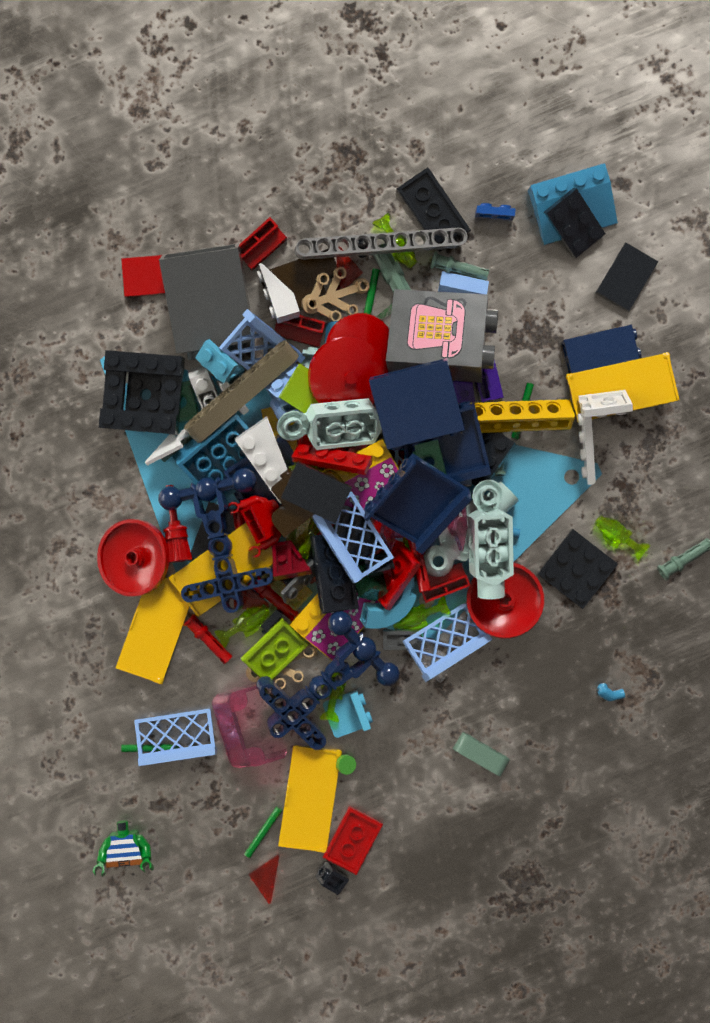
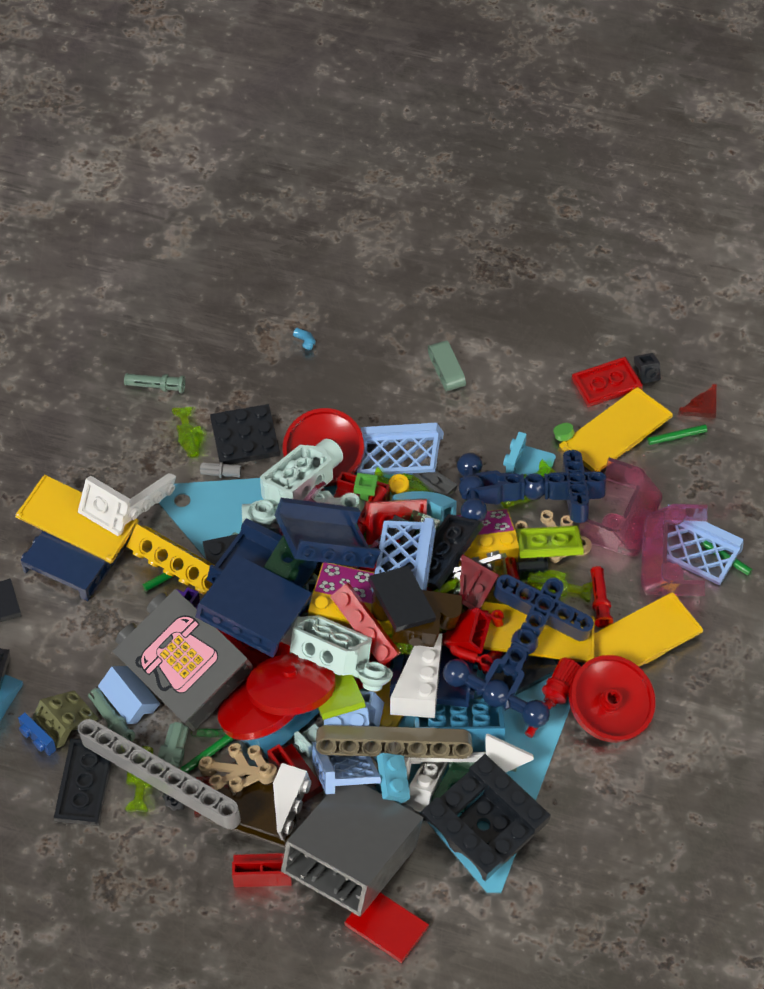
camera: 140 degrees left, 35 degrees down
(204, 721) = (658, 575): none -> clear pink windscreen
(421, 611) = (398, 484): none -> yellow tile
(436, 581) = (365, 485): none -> bright green tile
(489, 242) = (61, 714): none -> olive bracket
(566, 522) = (220, 470): none -> light grey axle

